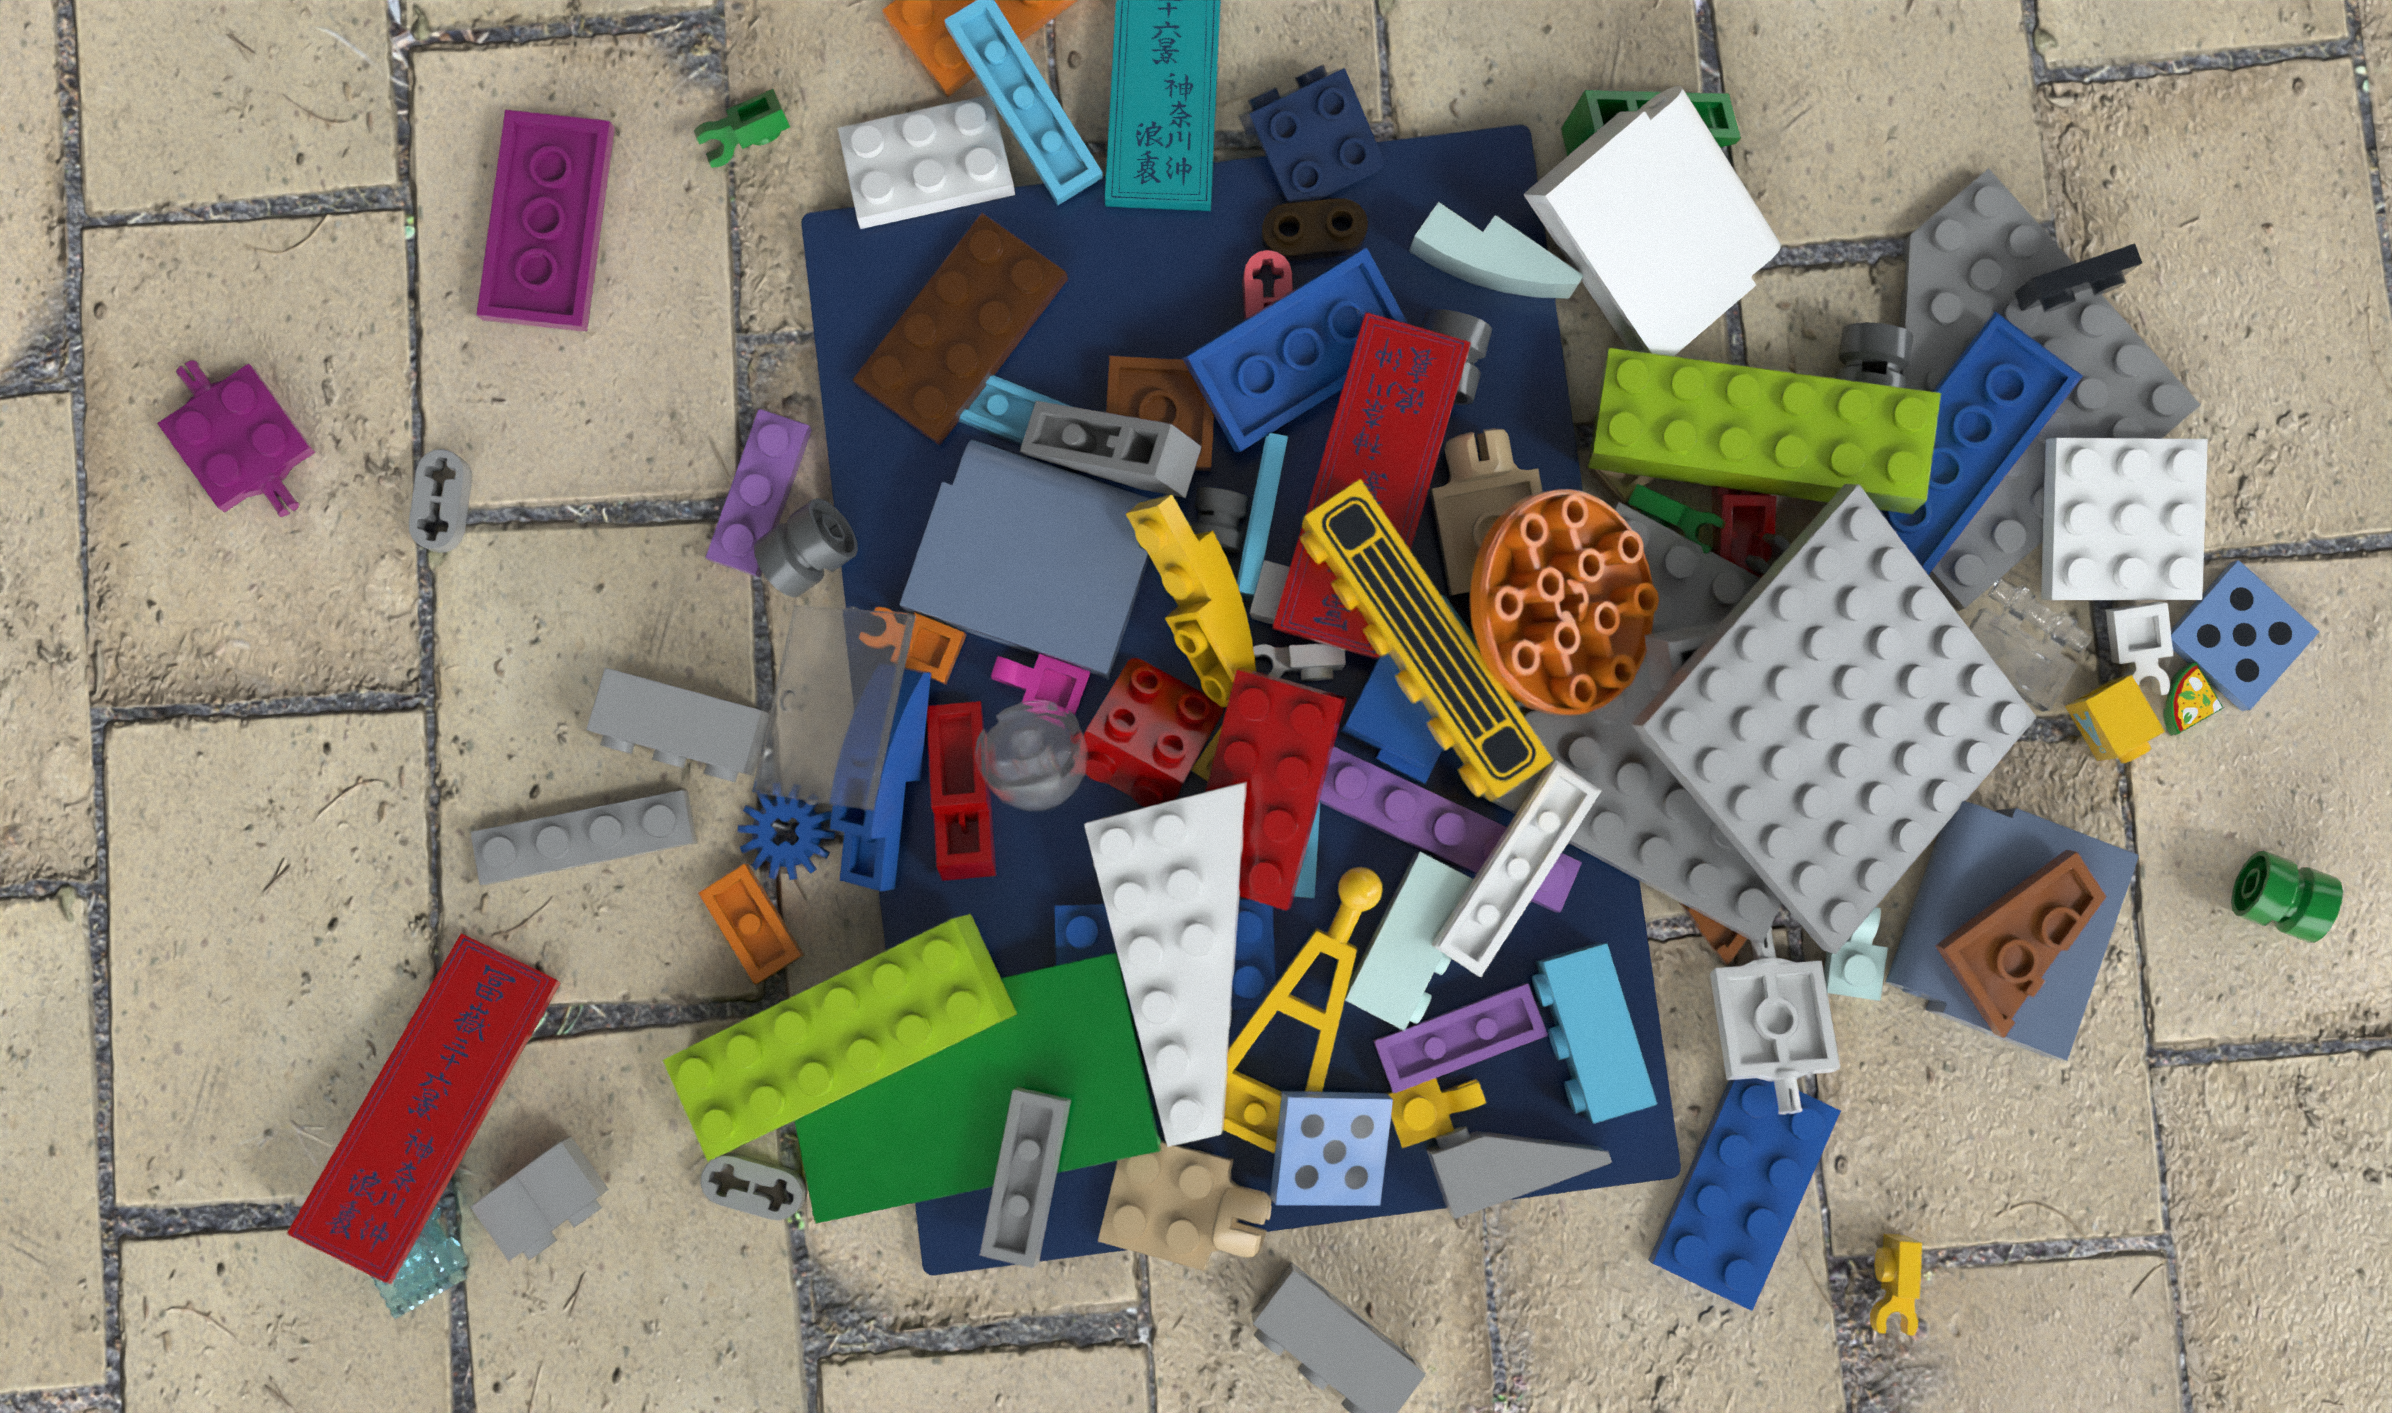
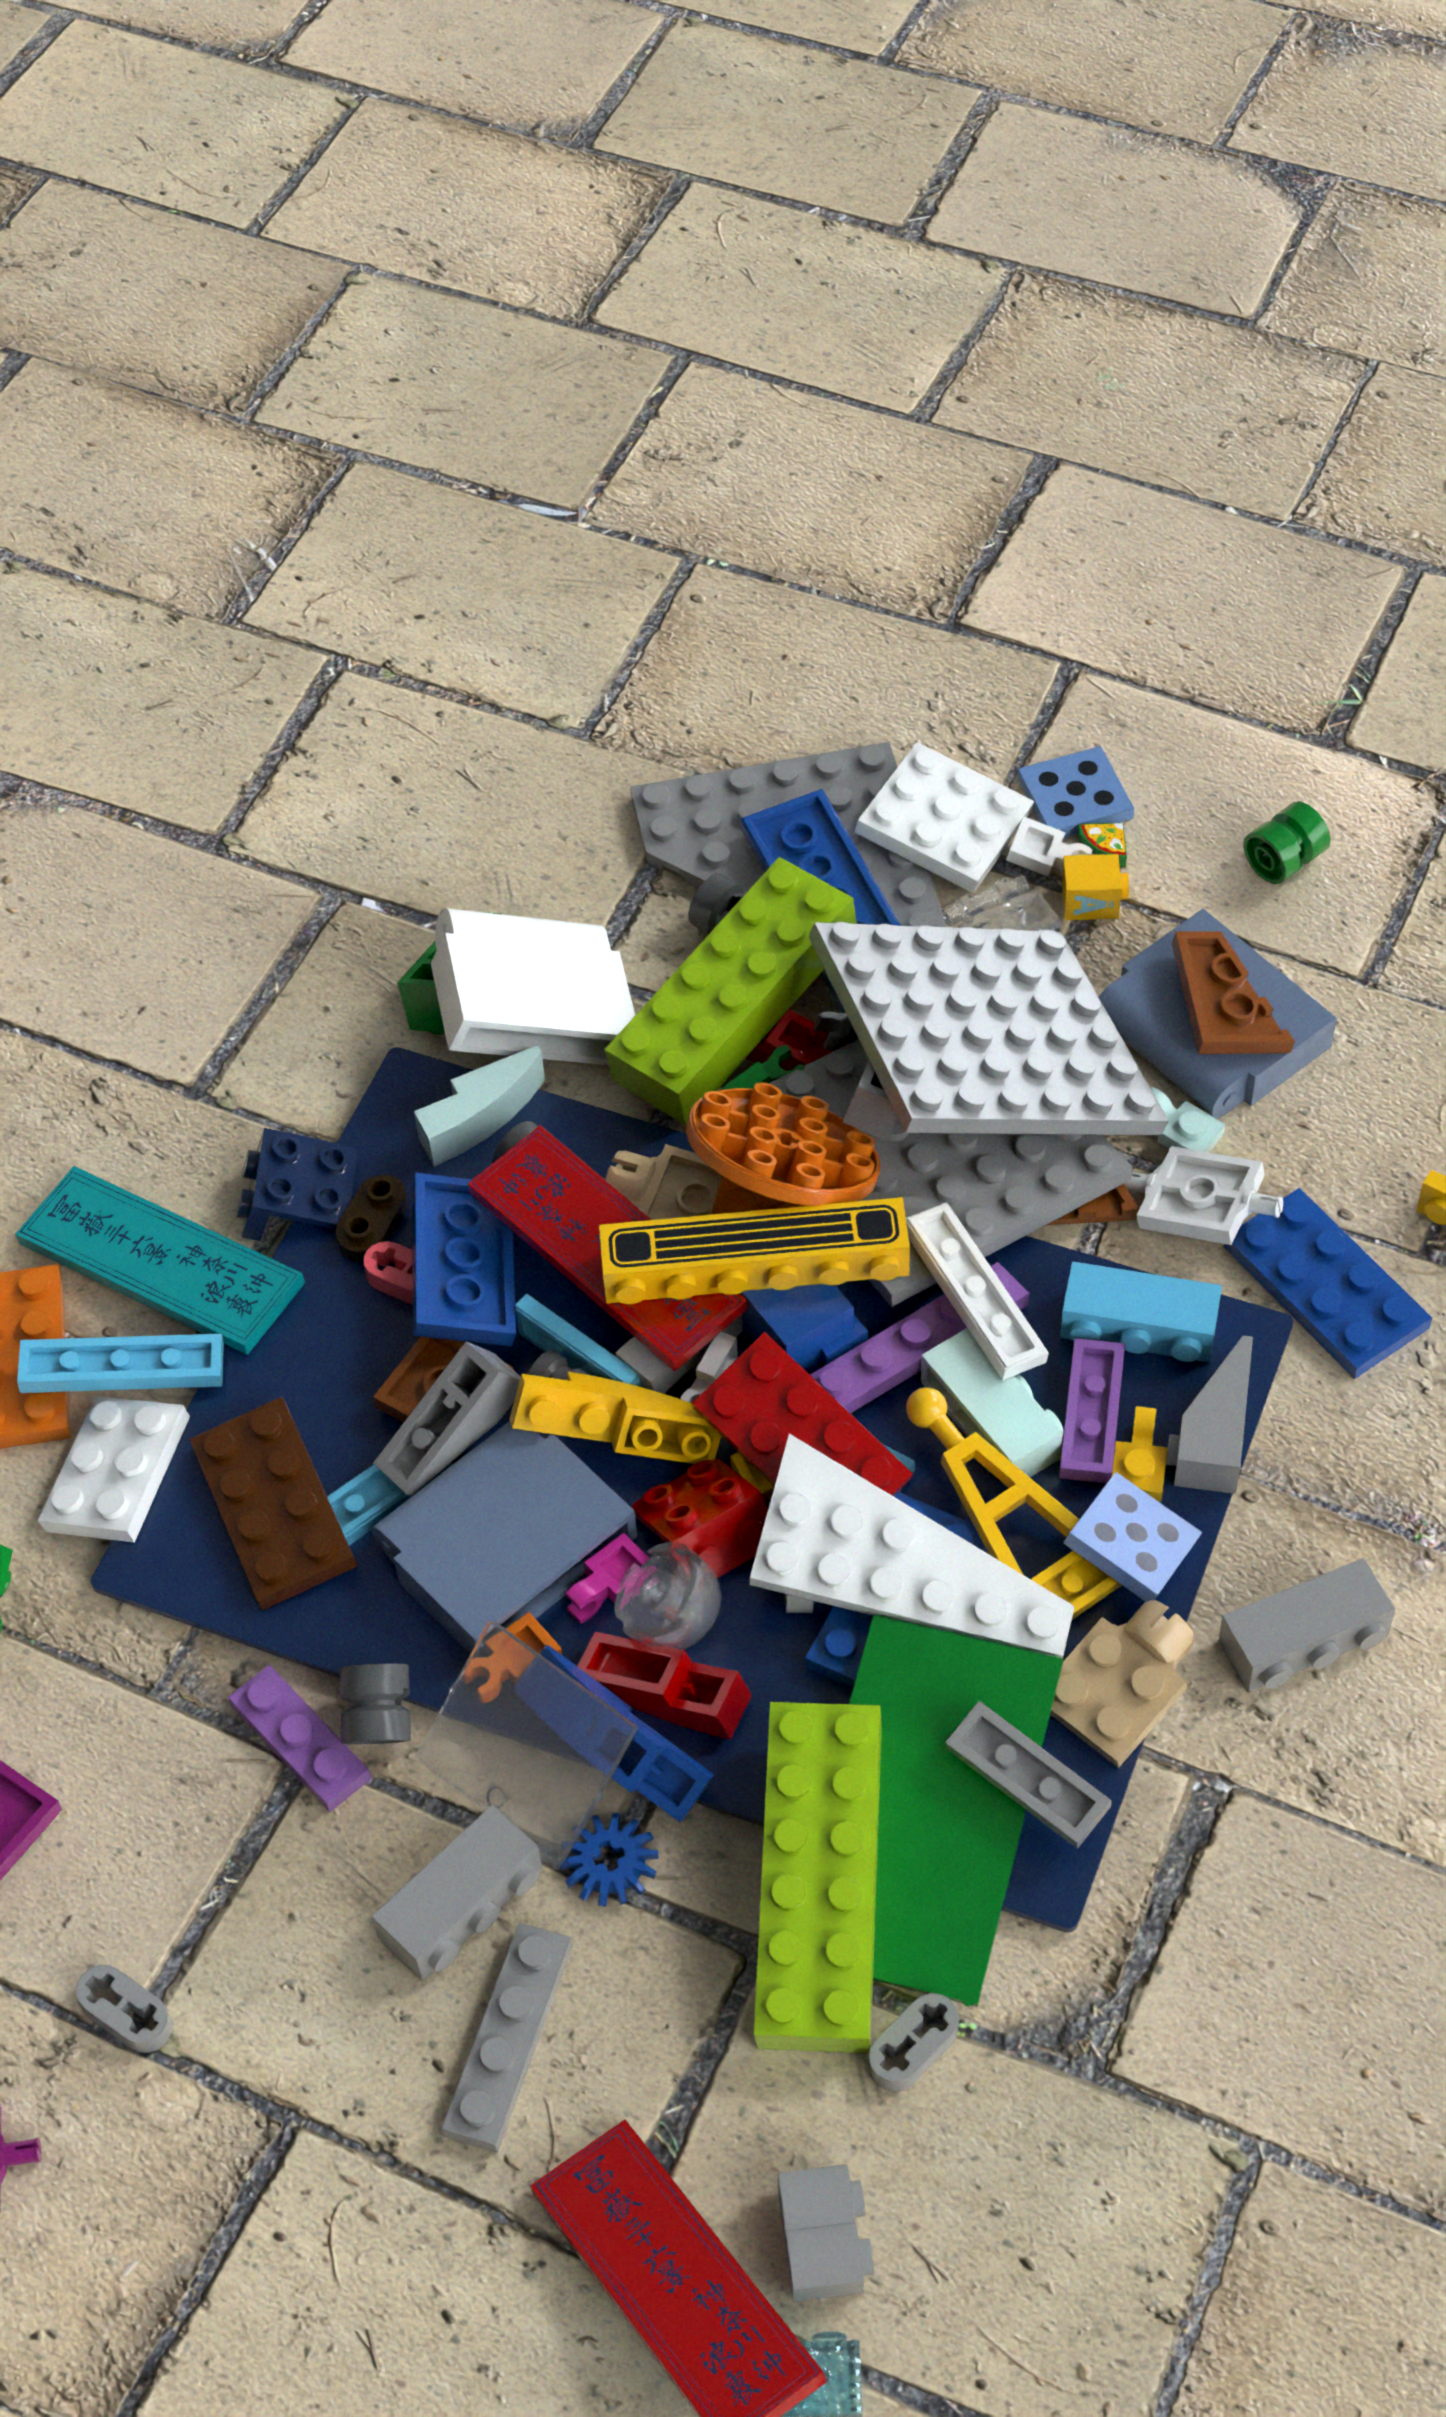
camera: 55 degrees left, 30 degrees down
(751, 924) = (674, 1923): orange plate -> none
(2059, 286) = (747, 770): black plate -> none

